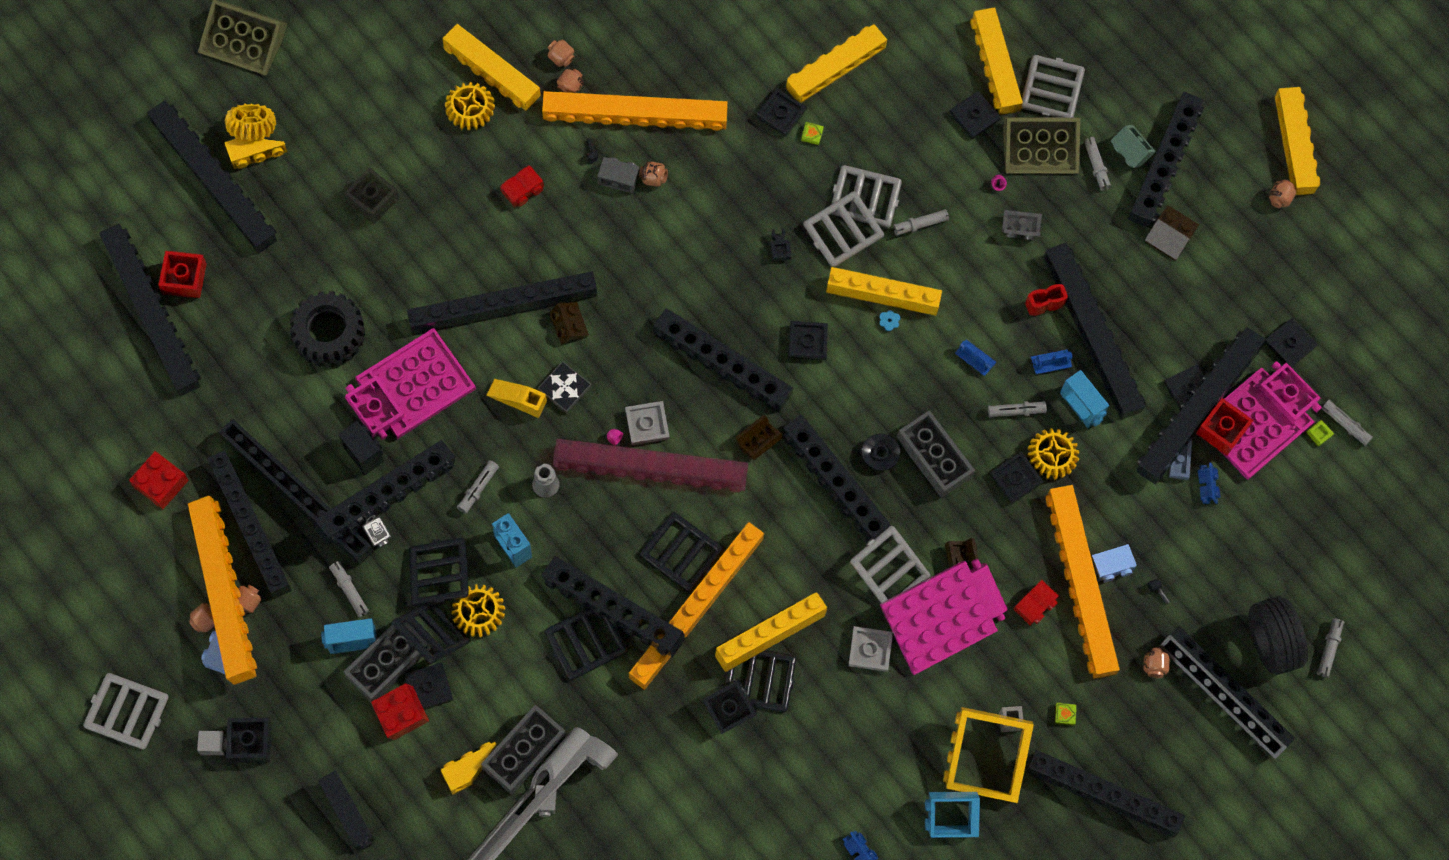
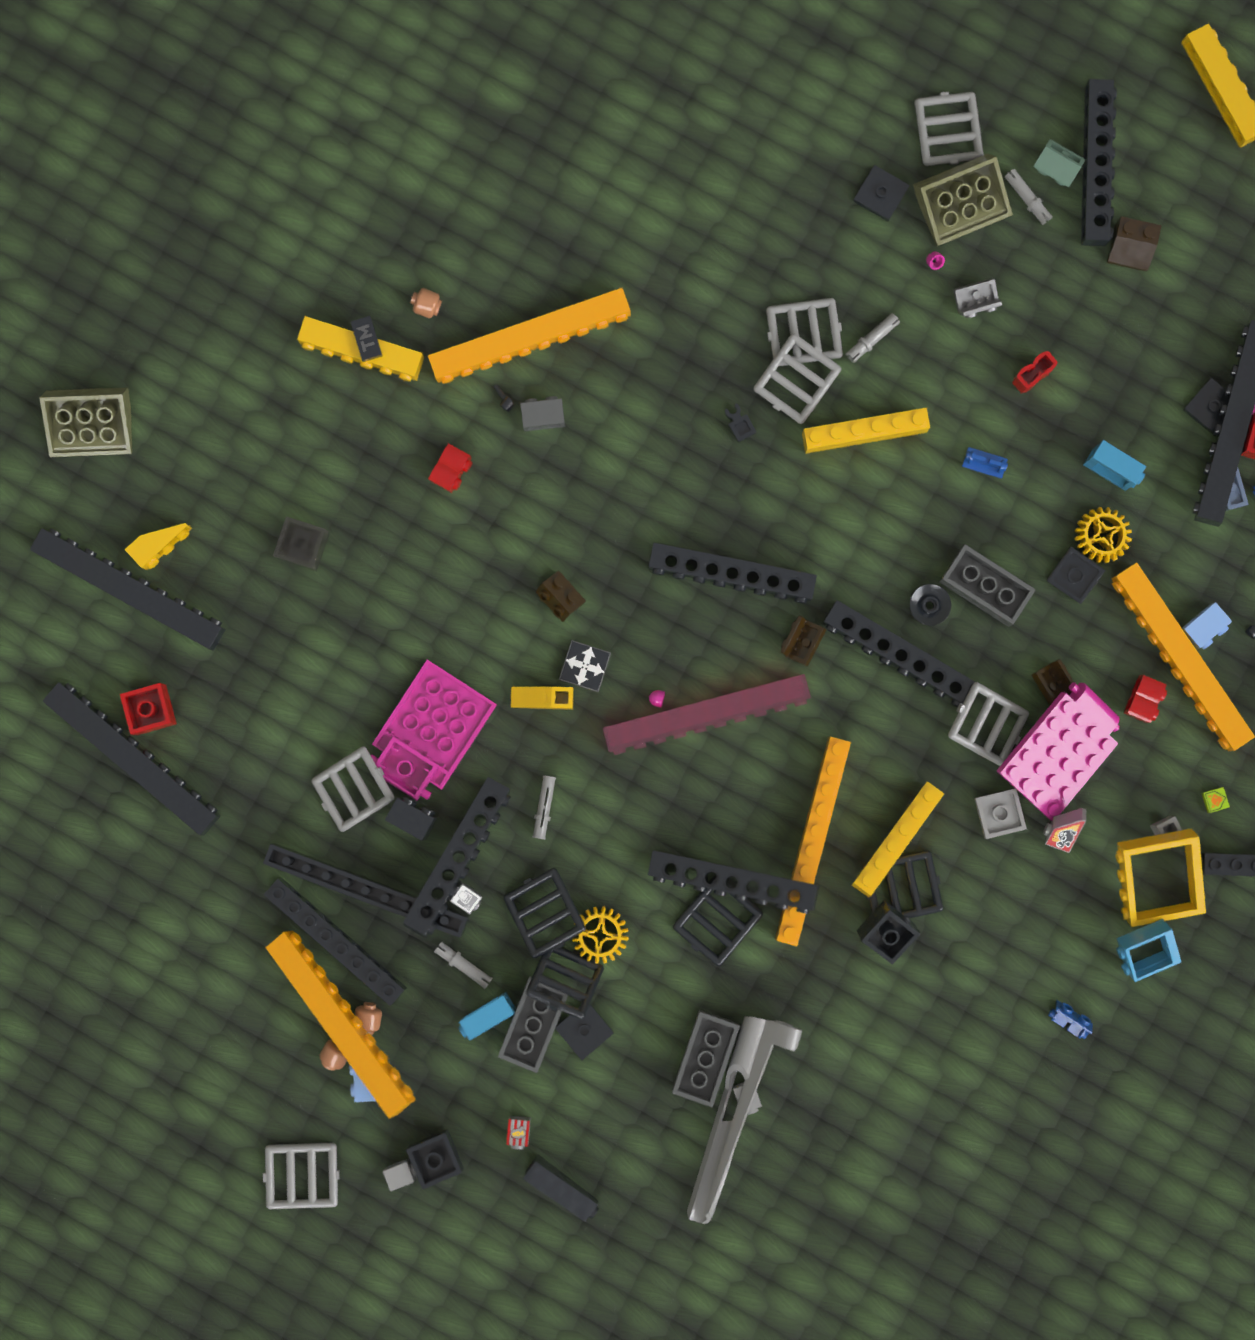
camera: 10 degrees left, 15 degrees up
(158, 480) = (225, 933): red brick -> none
(250, 122) = (142, 519): yellow gear -> none
(311, 386) = (332, 771): none -> light grey bar
(327, 306) = (294, 698): black tyre -> none
(331, 748) = (518, 1132): none -> brick
(400, 711) = (569, 1070): red brick -> none
(463, 98) = (355, 385): yellow gear -> none
(464, 771) = (656, 1101): yellow slope -> none
(499, 58) = (366, 338): none -> black tile
(502, 303) = (484, 604): black brick -> none
(510, 536) = (598, 847): dark azure window -> none
(545, 486) = (613, 782): light grey plant -> none
(570, 81) = (449, 332): nougat head -> none
(647, 423) = (684, 670): light grey plate -> none
(653, 174) = (578, 398): nougat head -> none
(688, 528) = (790, 769): black bar -> none
(781, 112) = (681, 273): black plate -> none
(808, 340) = (809, 515): black plate -> none
(812, 133) = (722, 284): tile -> none
(836, 63) = (716, 195): yellow brick -> none
(889, 316) = (886, 454): dark azure plant -> none
(920, 682) = (1065, 829): none -> slope
(996, 61) = (881, 123): yellow brick -> none
(1017, 409) = (1069, 490): light grey pin -> none
(1052, 361) = (1063, 435): blue hinge -> none
(1094, 332) = (1095, 385): black brick -> none
(1282, 193) = (1231, 152): nougat head -> none

